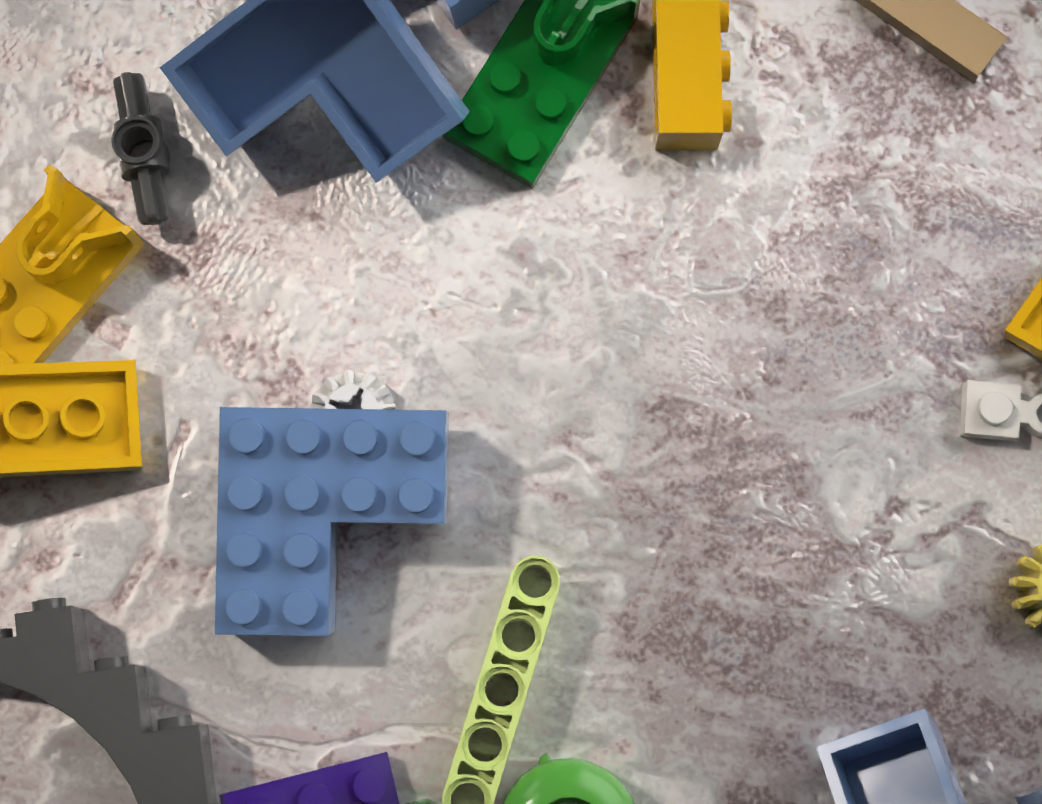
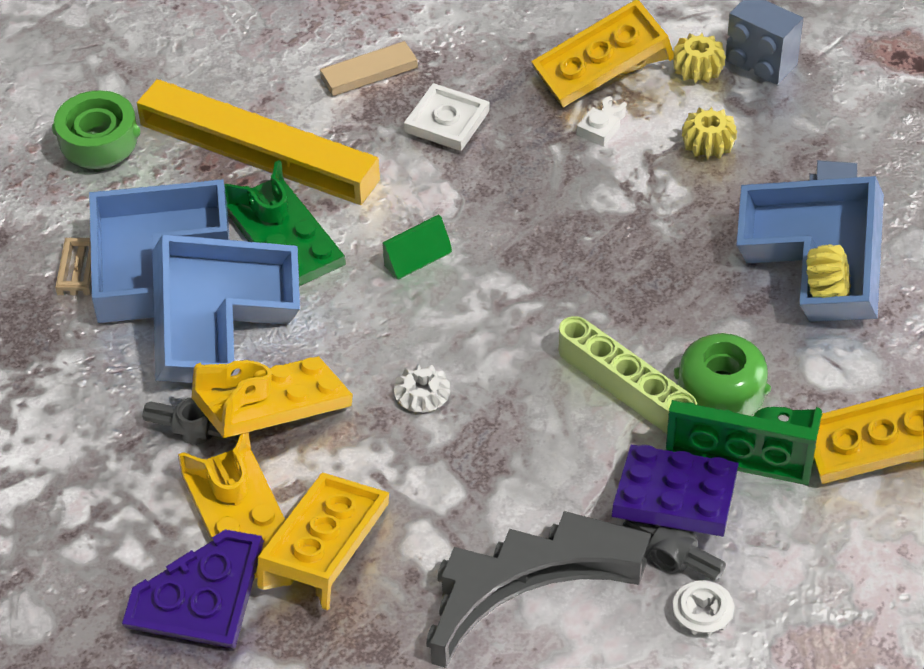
camera: 60 degrees left, 30 degrees down
(212, 227) = (265, 395): none -> yellow plate
(288, 485) = (453, 413): medium blue piece -> none
(597, 274) = (416, 247): none -> green slope
(882, 181) = (446, 116): none -> white plate

